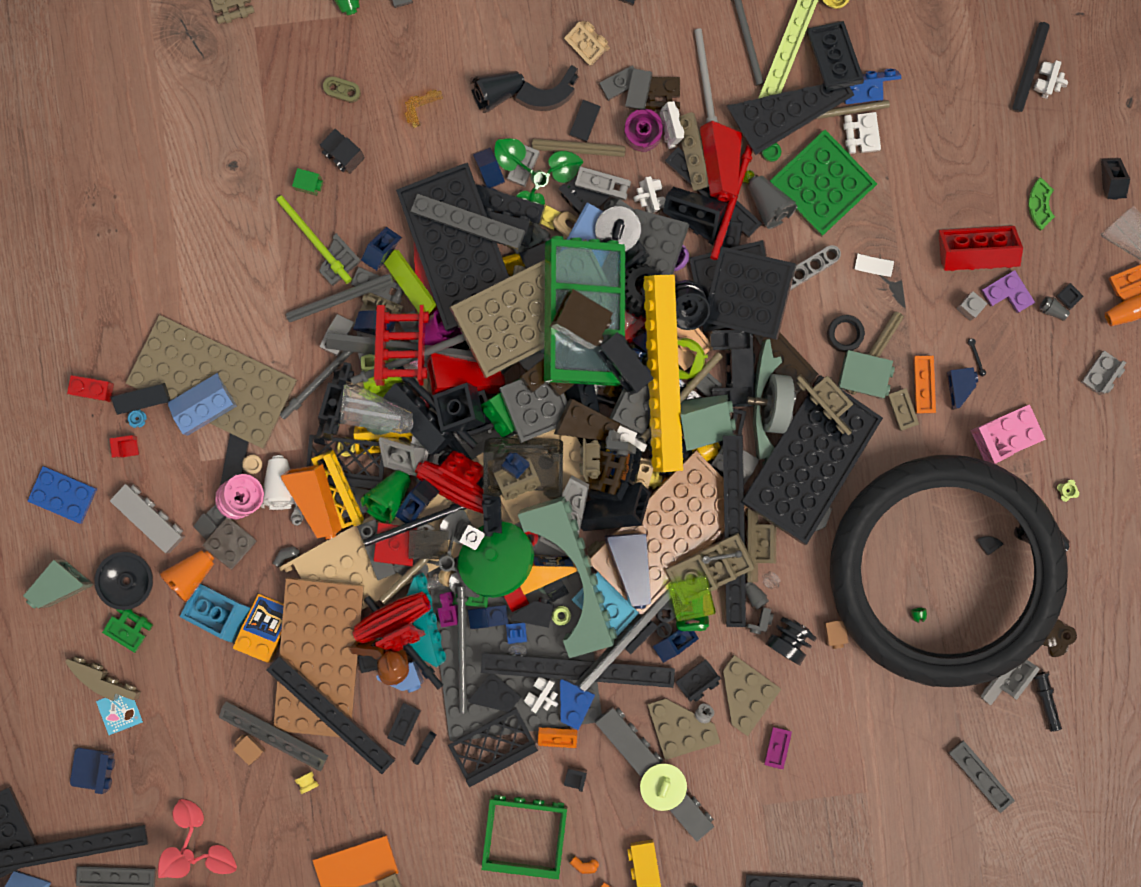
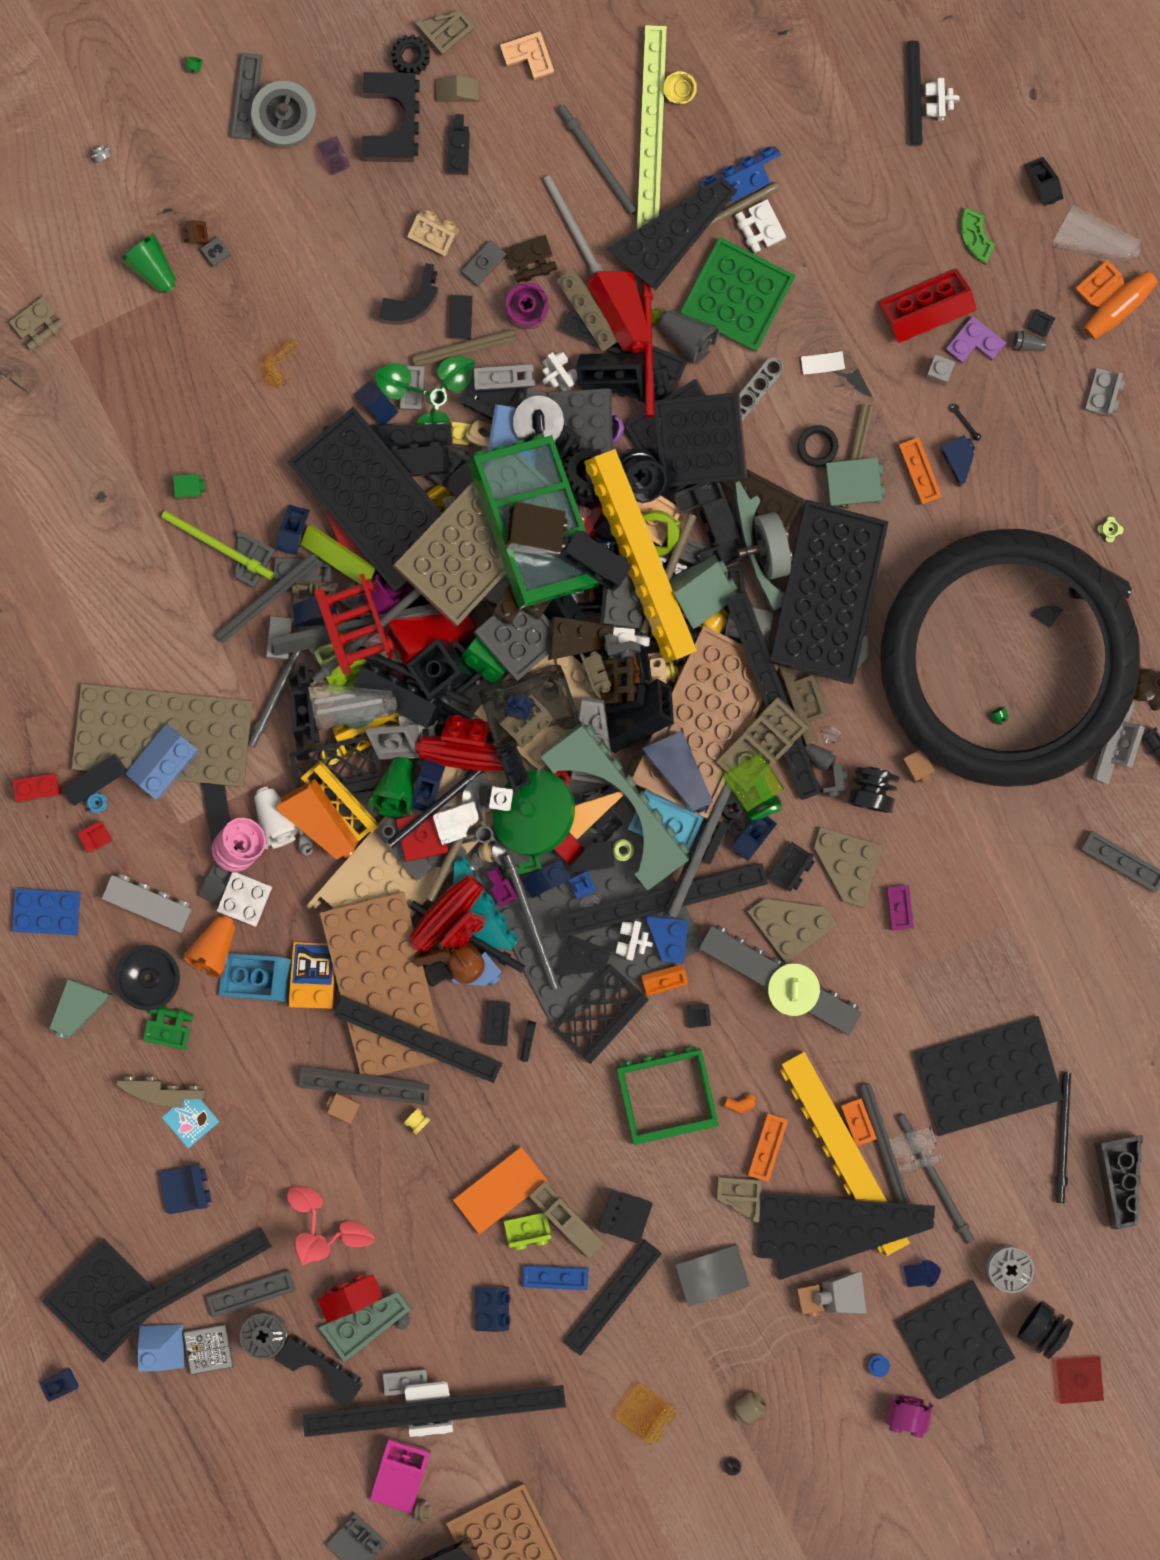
camera: 25 degrees left, 0 degrees up
(252, 464) = (237, 807): tan tile -> none
(285, 553) = (308, 888): dark grey arm -> none
(342, 89) = (189, 374): olive plate -> none
(342, 150) = (214, 440): black brick -> none
(425, 492) = (435, 768): black tile -> none
(468, 221) = (377, 469): dark grey plate -> none
(495, 88) = (353, 317): black cone -> none
(639, 89) = (506, 263): dark grey tile -> none
(670, 120) = (554, 289): white plate -> none
(706, 709) = (810, 899): light grey bush -> none
(738, 554) = (754, 735): dark grey hinge -> none
(772, 153) = (672, 281): green tile -> none
(830, 398) = (824, 520): dark tan bracket -> none
(835, 56) = (702, 155): black tile -> none
(903, 409) = (906, 505): dark tan plate -> none
(1007, 435) = (1026, 492): bright pink bracket -> none

